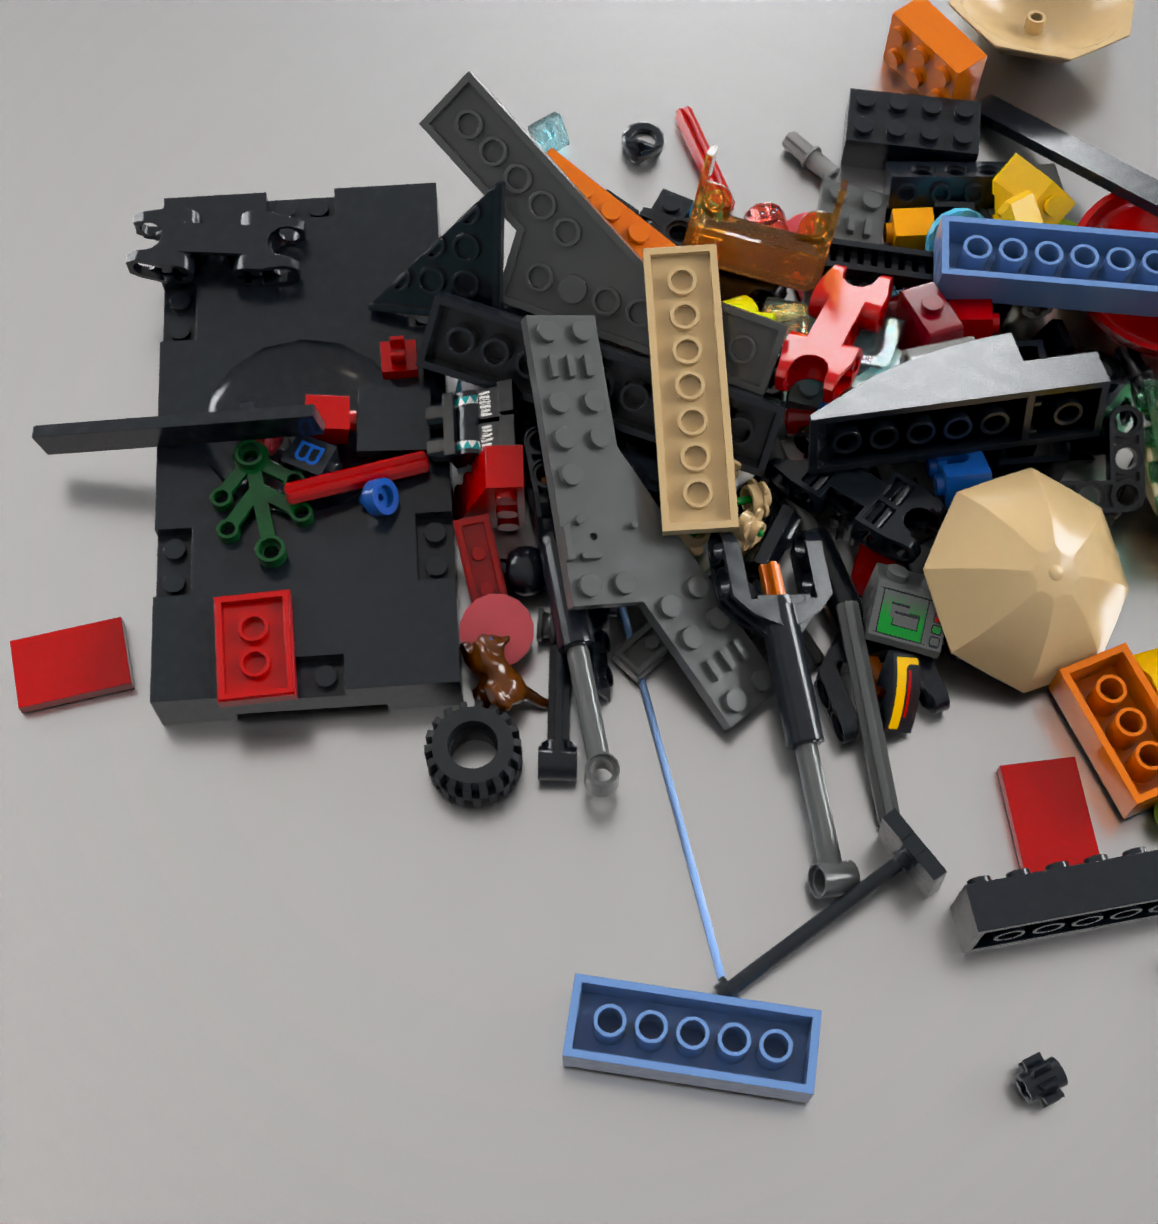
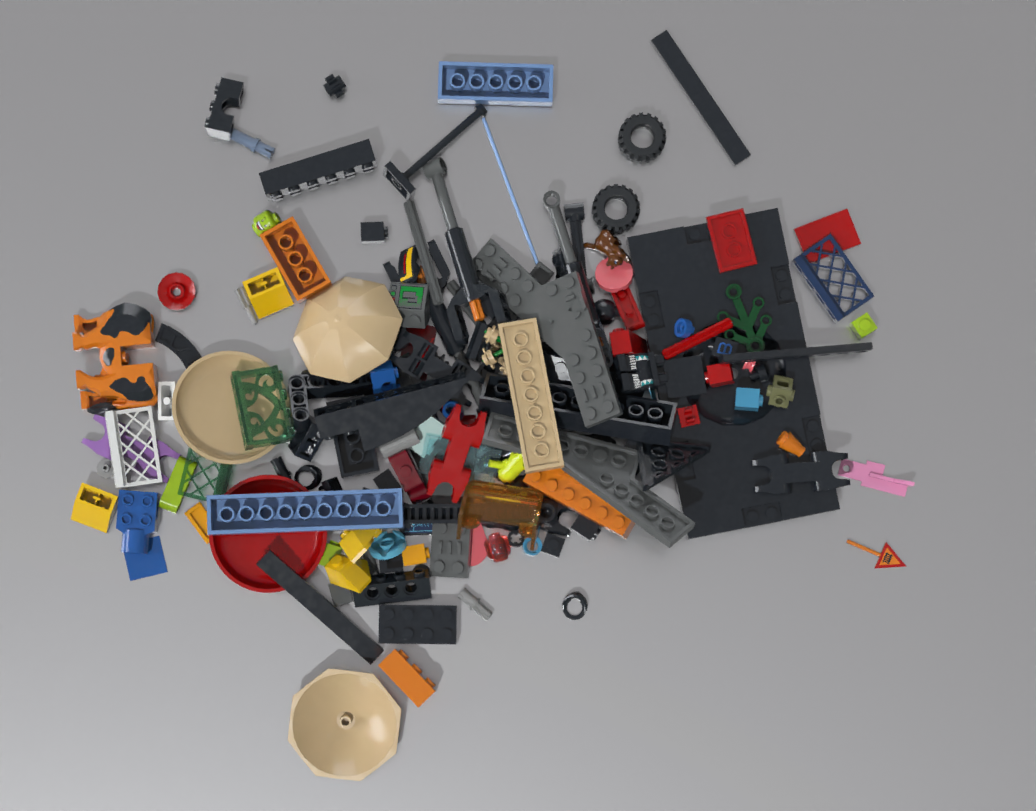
camera: 170 degrees right, 20 degrees up
(46, 494) = (863, 326): none -> lime brick
(97, 270) = (872, 477): none -> bright pink piece
(108, 154) = (887, 557): none -> piece
(111, 578) = (819, 288): none -> dark blue fence
(221, 367) = (780, 391): none -> olive brick
(226, 294) = (789, 443): none -> orange cone
(263, 970) = (700, 98): none -> black tile
(284, 369) = (748, 399): none -> dark azure brick
(391, 857) = (646, 122): none -> black tyre
(549, 132) = (631, 598): clear light blue tile -> none
(697, 143) = (537, 596): axle -> none
(965, 769) = (373, 232): none -> black brick
(976, 317) = (381, 477): red brick -> none
(1047, 812) = (331, 215): red tile -> none

